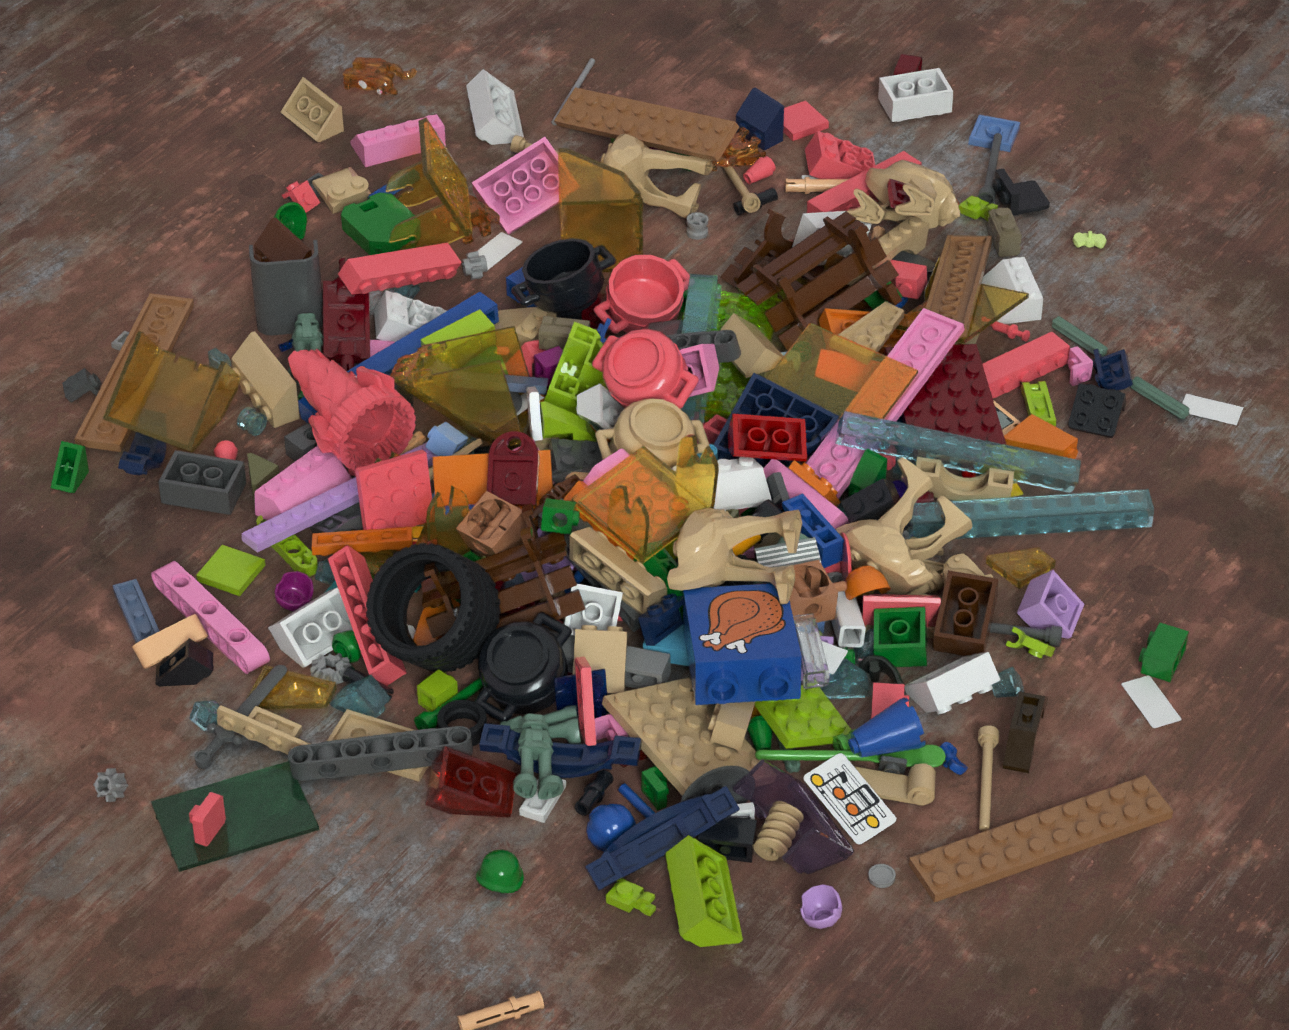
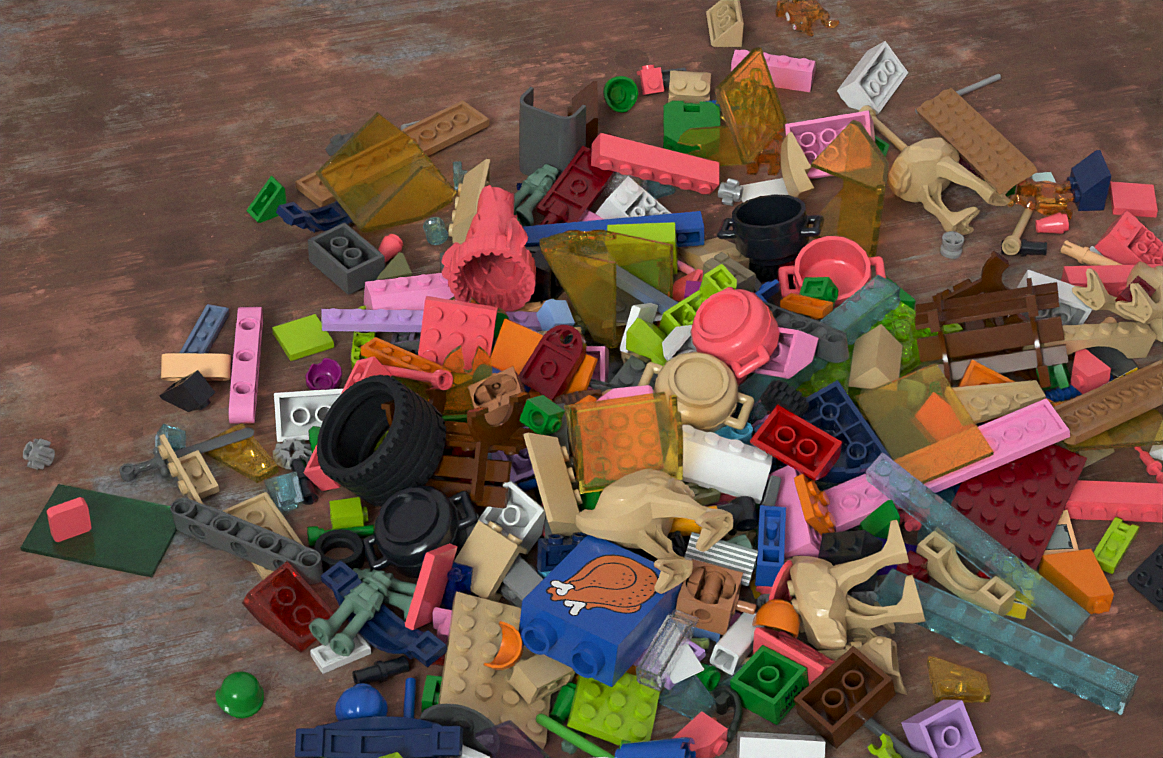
camera: 35 degrees right, 0 degrees up
(432, 533) = (439, 379): none -> coral piece
(513, 218) = (795, 168): none -> tan slope
(653, 310) = (819, 288): none -> green bracket
(667, 325) = (805, 305): none -> orange plate
(696, 711) = (510, 649): none -> orange helmet
(730, 403) = (784, 396): none -> black tyre

